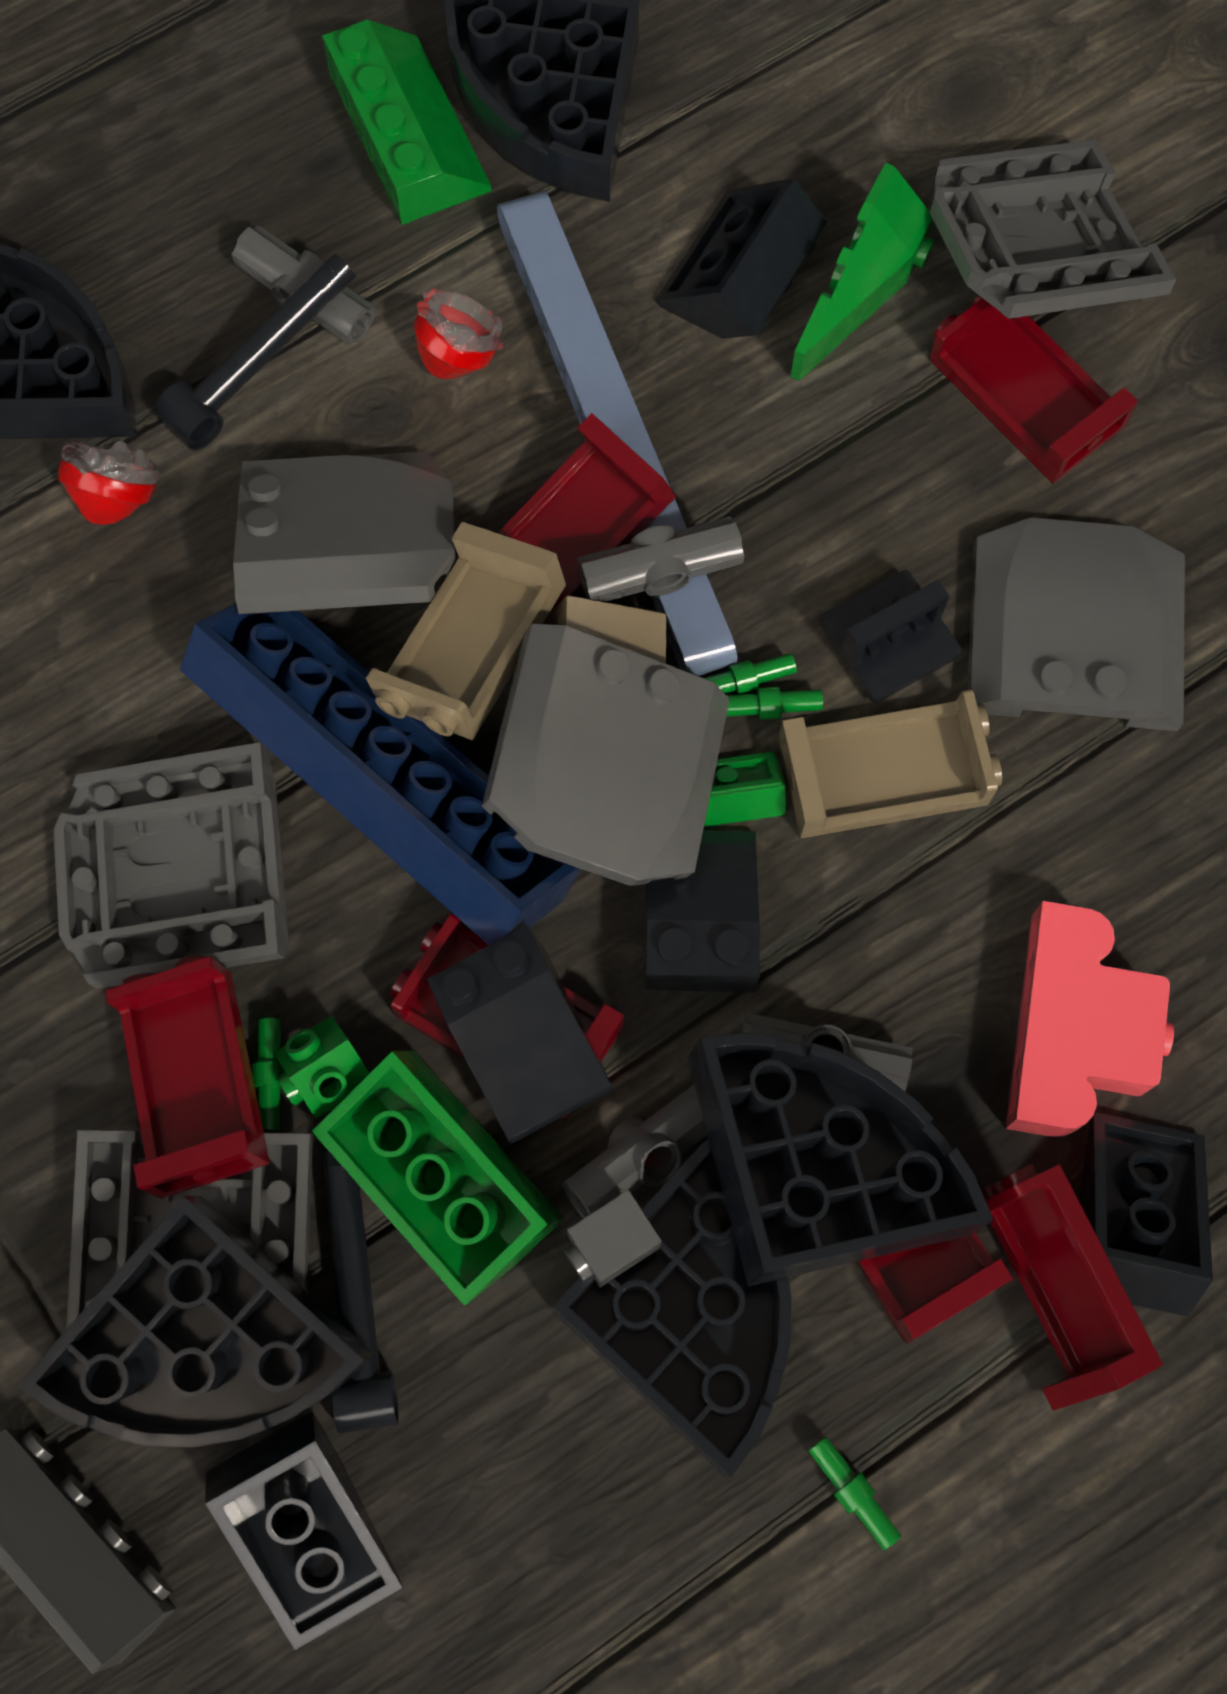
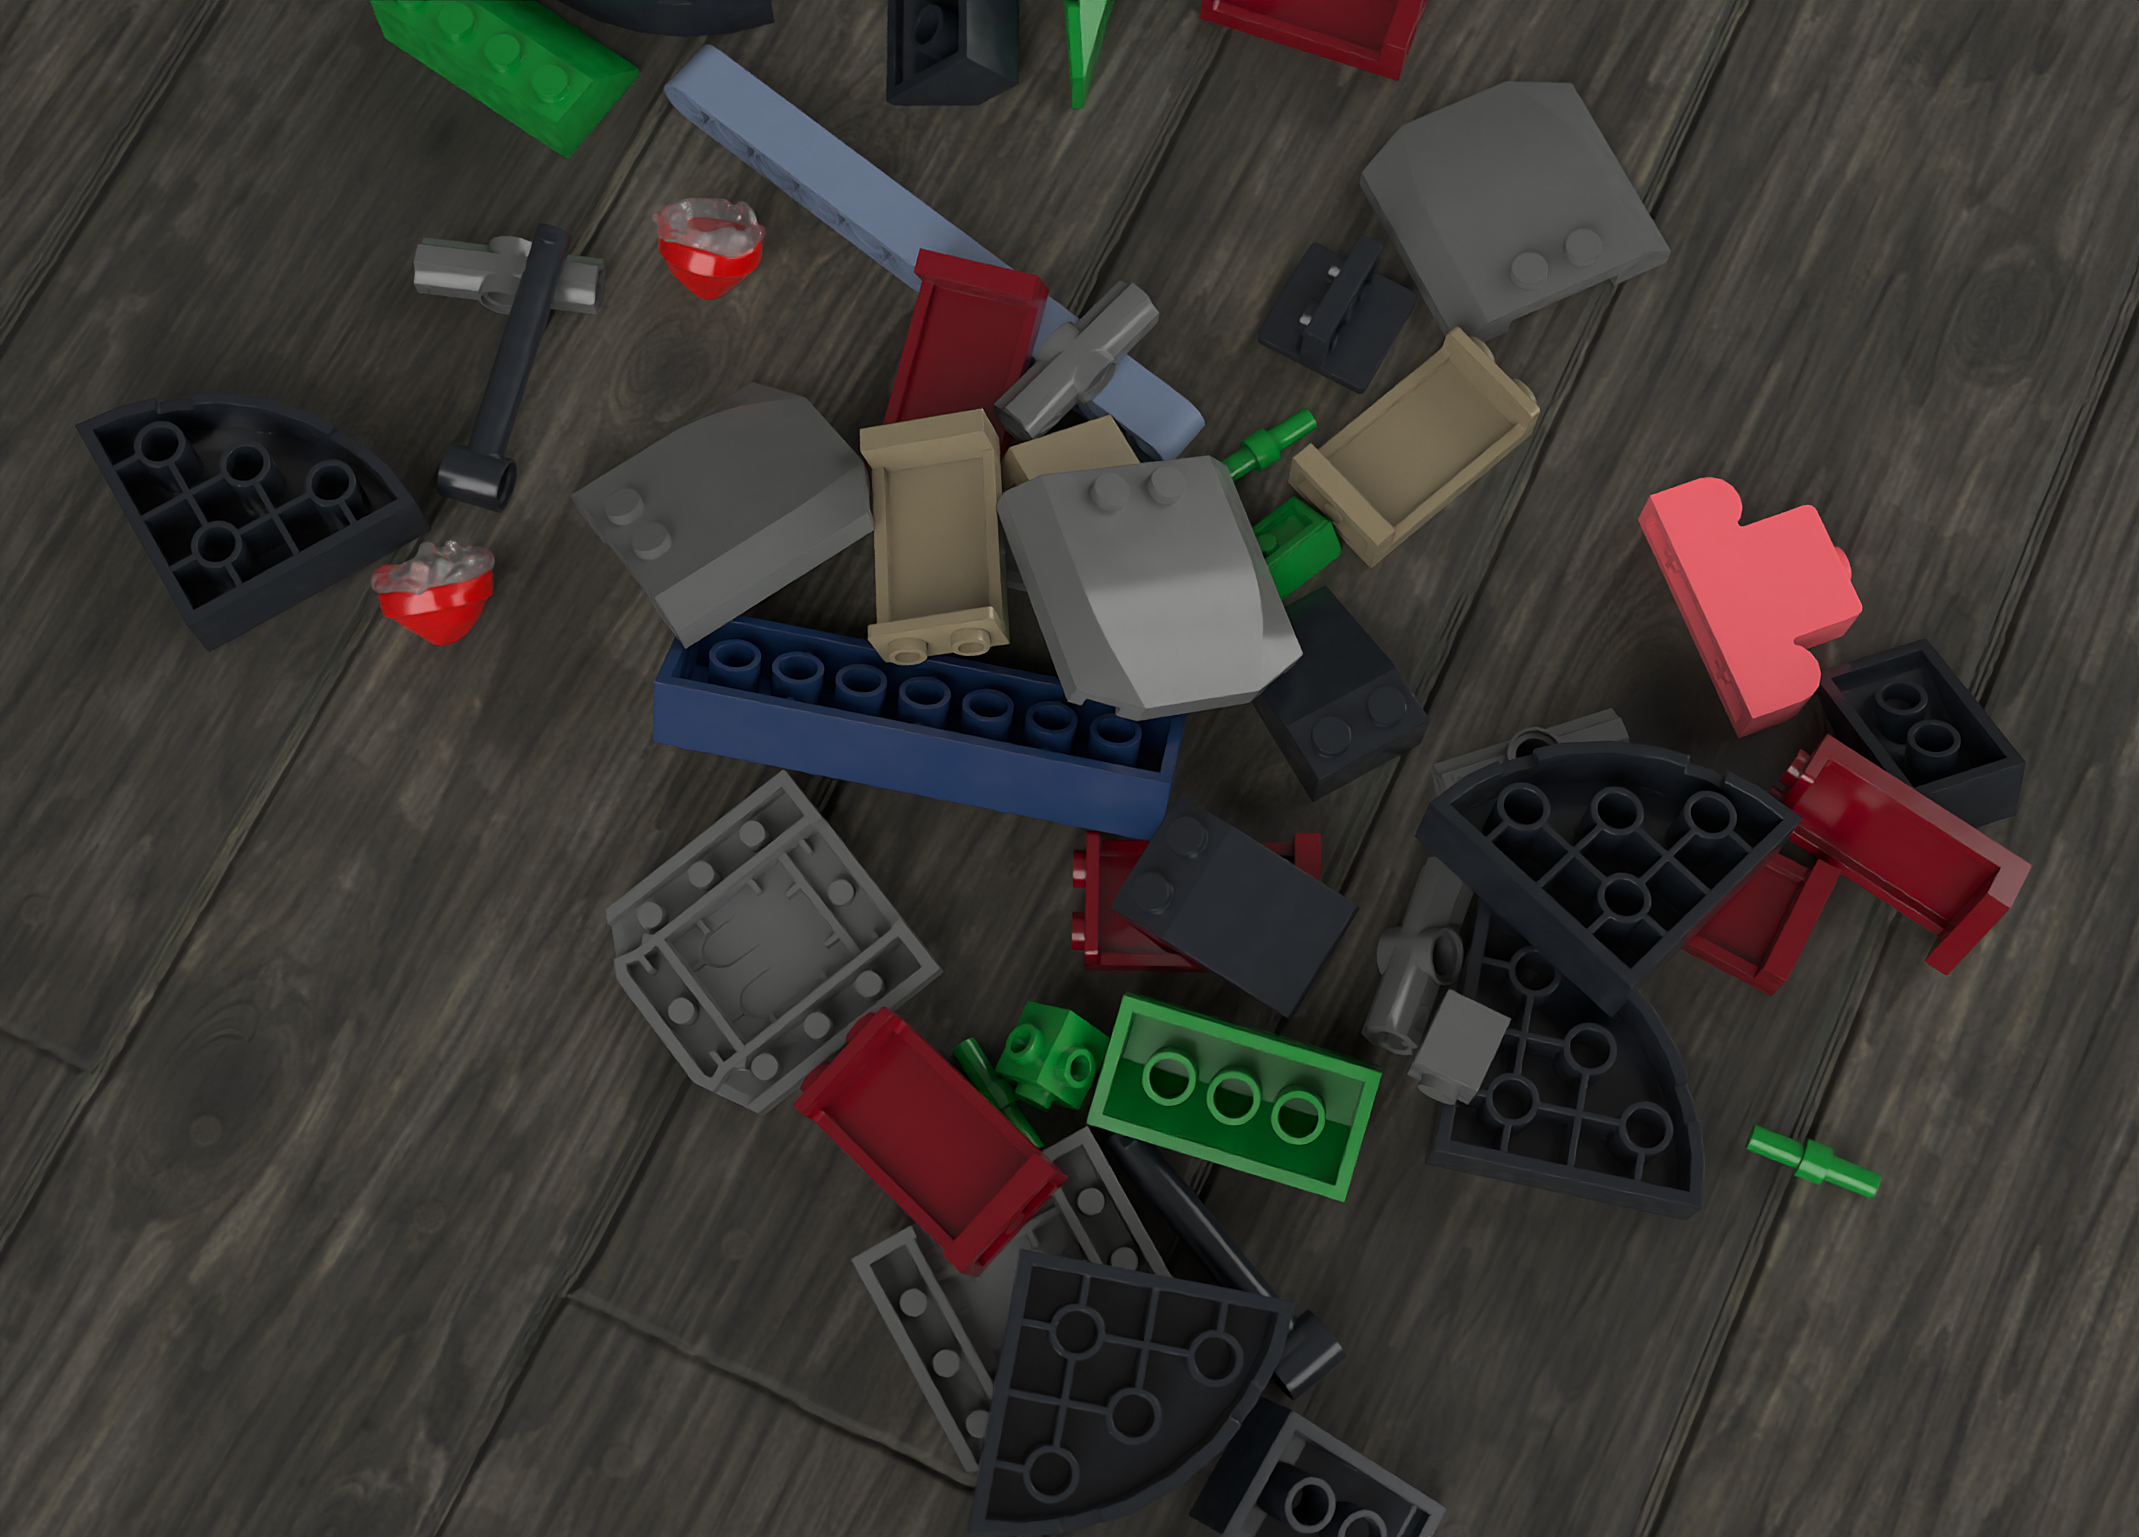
camera: 30 degrees left, 0 degrees up
(745, 676) = (1223, 433): green bar -> none

